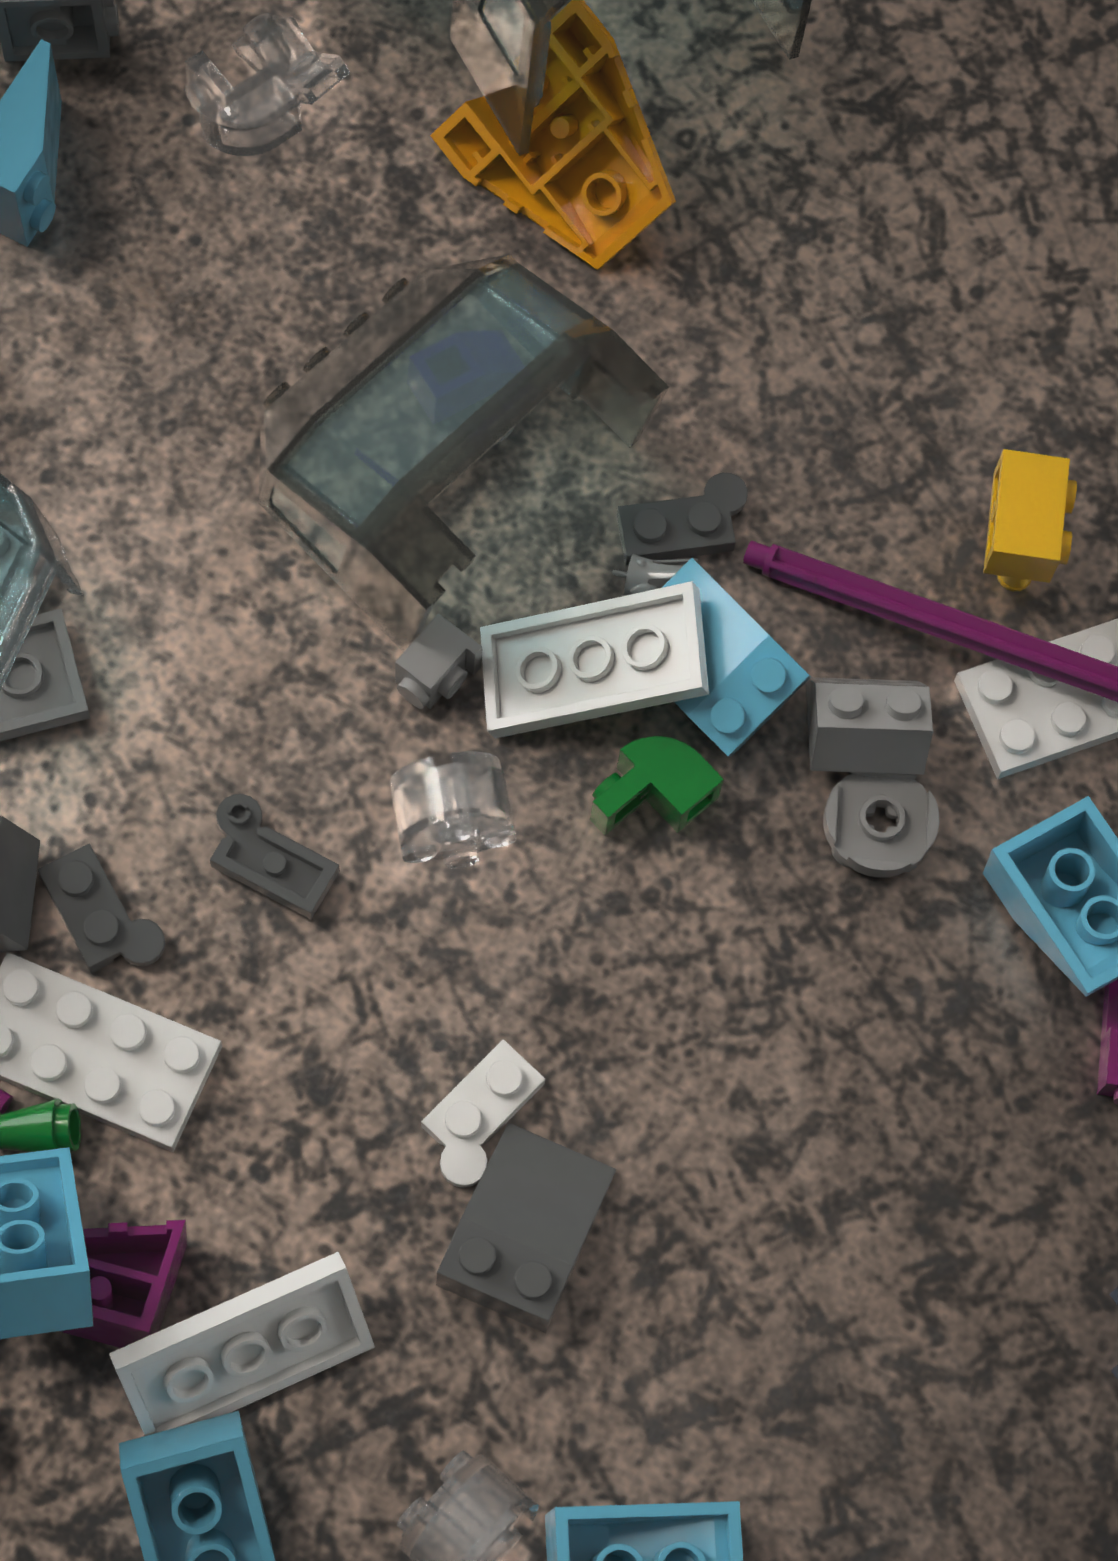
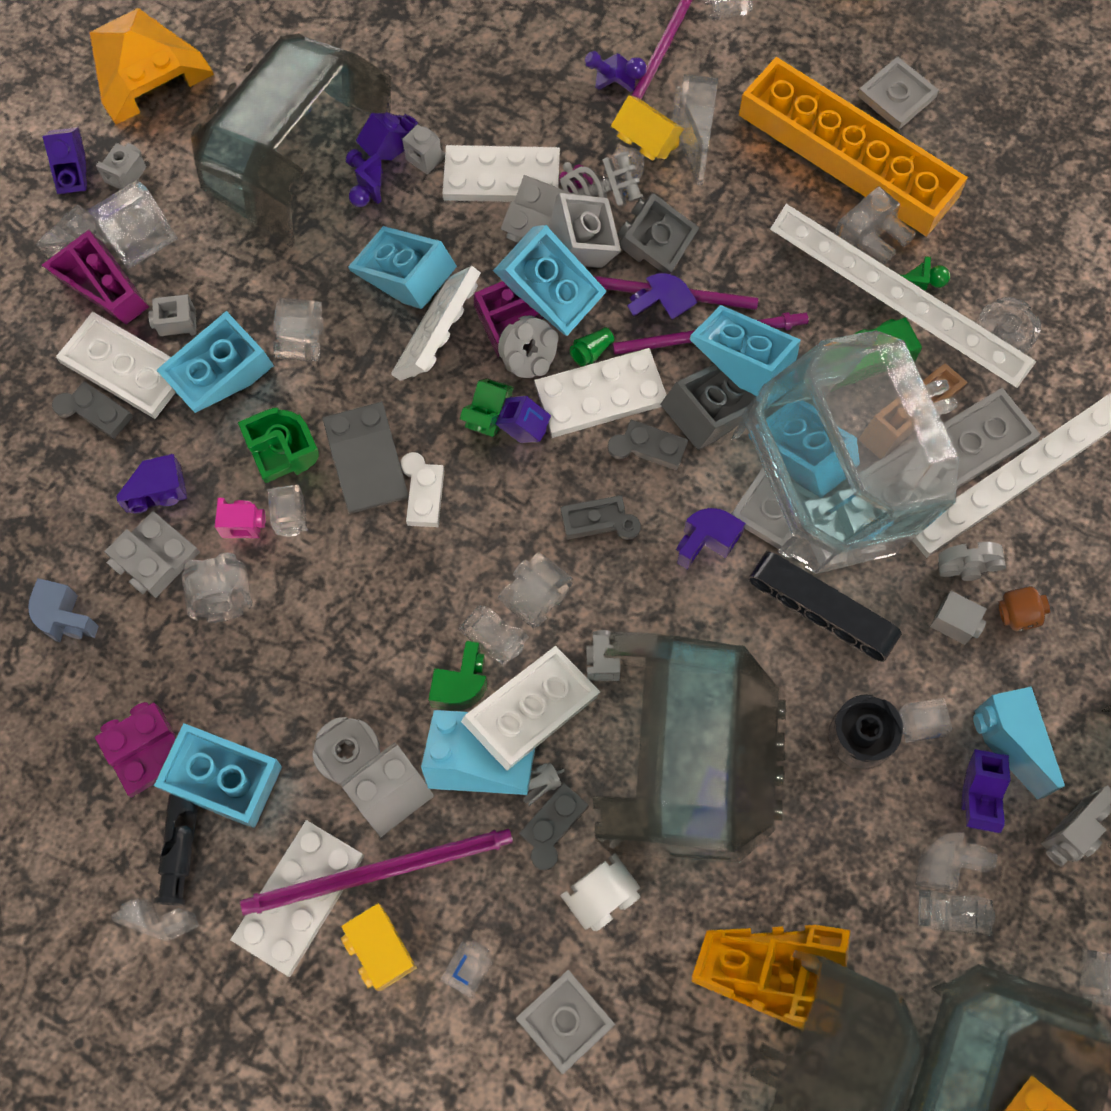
camera: 150 degrees right, 0 degrees up
(86, 501) = (825, 606): none -> black beam
(107, 270) = (925, 720): none -> clear brick
(125, 143) = (984, 790): none -> dark purple brick
(136, 719) = (710, 528): none -> dark purple brick
(138, 1188) = (542, 353): none -> light grey plate
(195, 308) = (871, 714): none -> black brick
(249, 1082) = (523, 419): none -> dark purple brick
(282, 1151) = (486, 406): none -> green brick
(560, 801) = (494, 636): none -> clear brick
(641, 1345) = (279, 443): none -> green brick
(706, 381) = (601, 893): none -> white brick
(707, 1233) = (287, 510): none -> clear brick
(788, 1278) = (239, 519): none -> dark pink brick
(854, 299) = (565, 1021): none -> light grey plate
(877, 1445) = (153, 484): none -> dark purple slope
(903, 1178) = (216, 588): none -> clear brick
(929, 438) = (468, 968): none -> clear brick
(959, 1335) = (151, 554): none -> light grey plate

